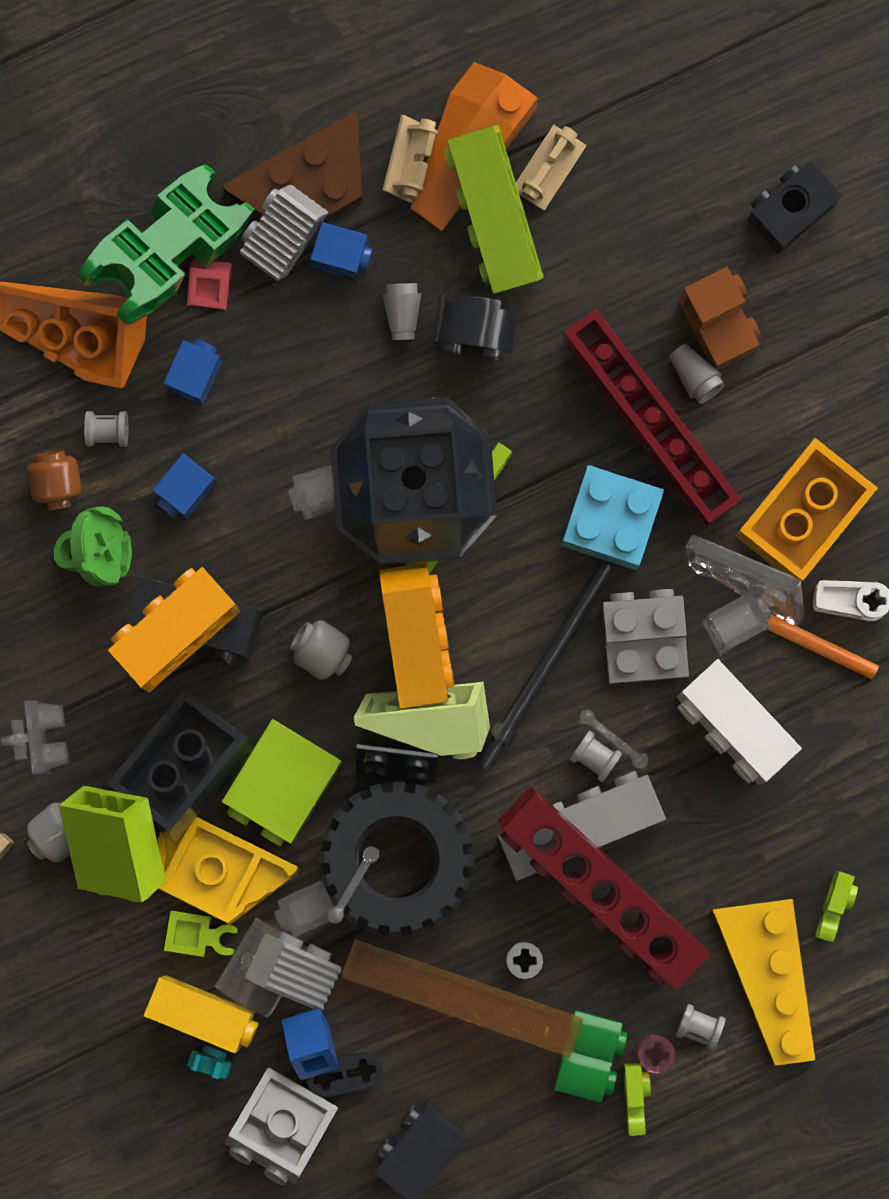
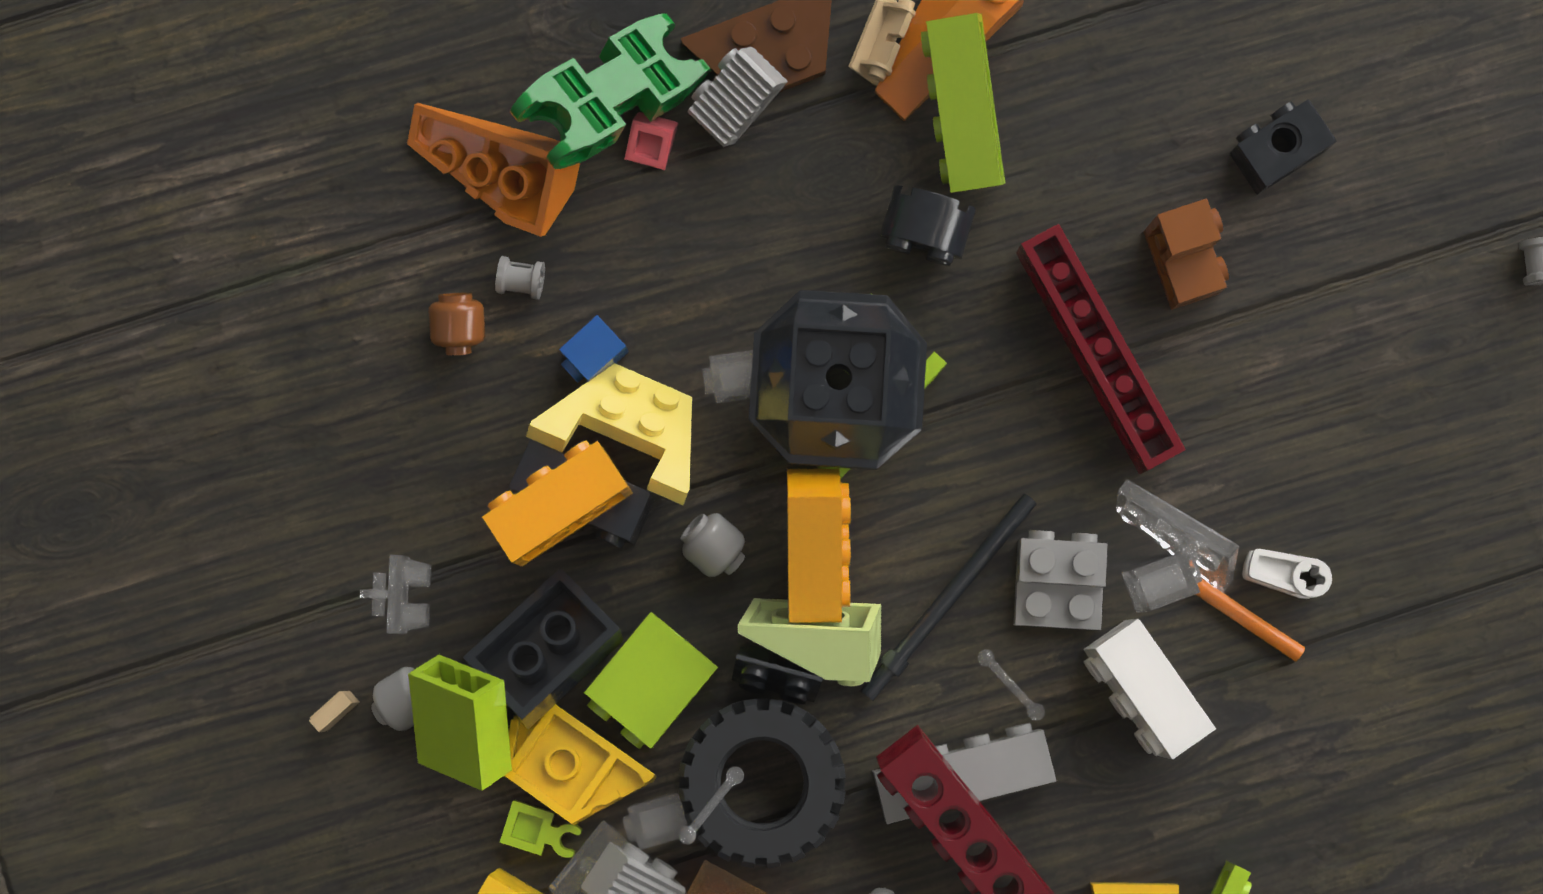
camera: 10 degrees right, 0 degrees up
(97, 547) = (490, 401): bright green tile -> none
(193, 371) = (621, 229): blue brick -> none
(227, 538) = (633, 413): none -> light yellow wing
(341, 251) = (795, 125): blue brick -> none
(402, 309) = (851, 196): light grey cone -> none
(550, 166) = (1028, 67): tan hinge -> none
(596, 756) = (989, 701): light grey bush -> none
(612, 518) = (1043, 449): medium azure brick -> none
(697, 375) = (1153, 308): light grey cone -> none
(806, 511) = (1252, 472): light orange brick -> none

